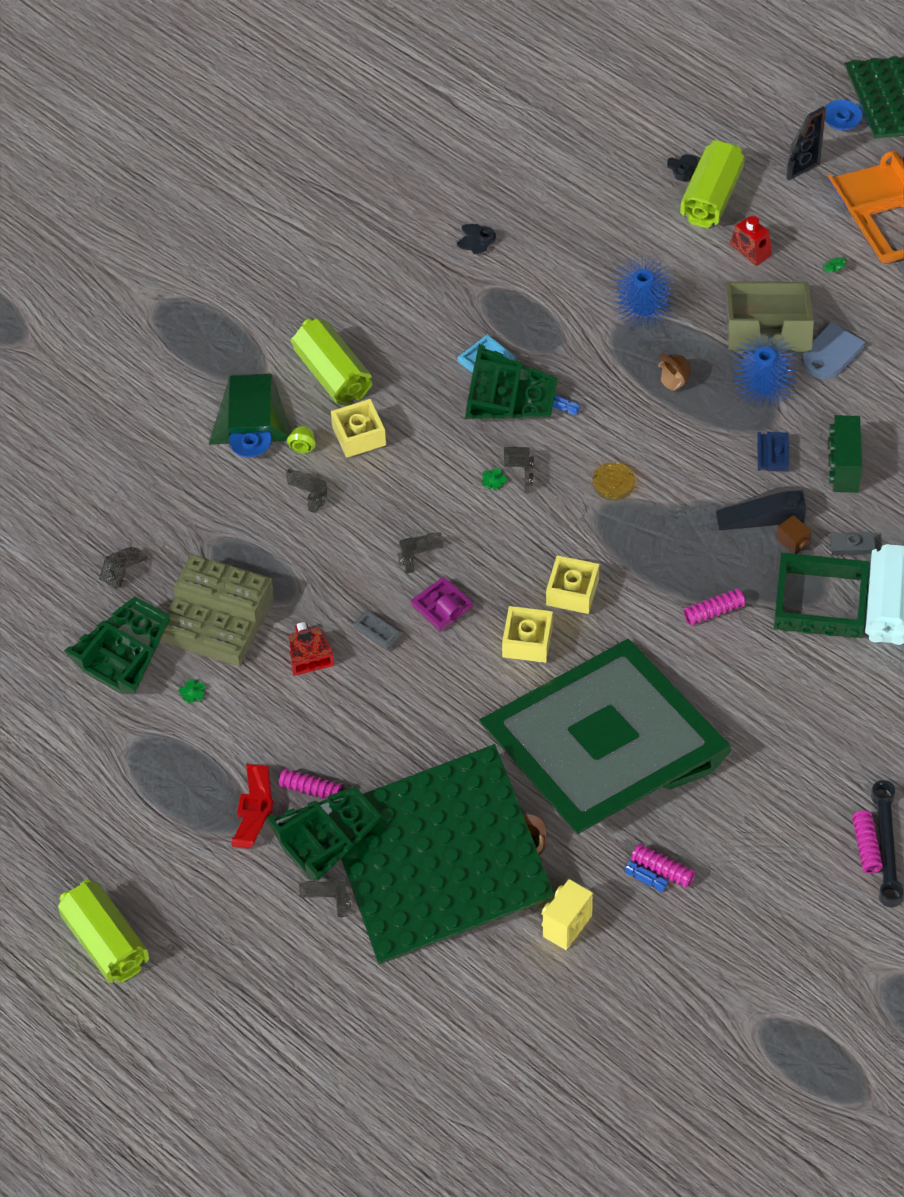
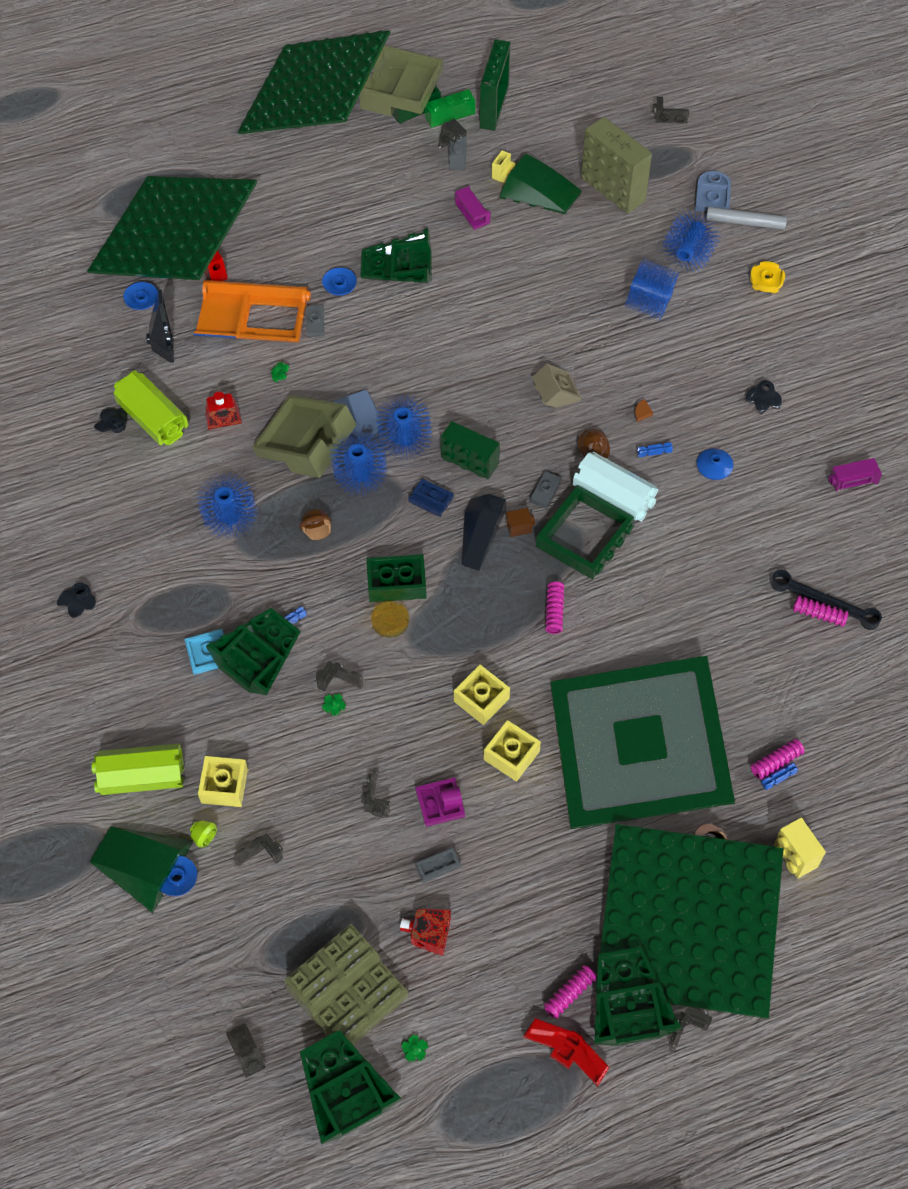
camera: 65 degrees left, 5 degrees up
(656, 461) = (396, 578): none -> dark green brick
(833, 387) = (403, 427): none -> blue piece

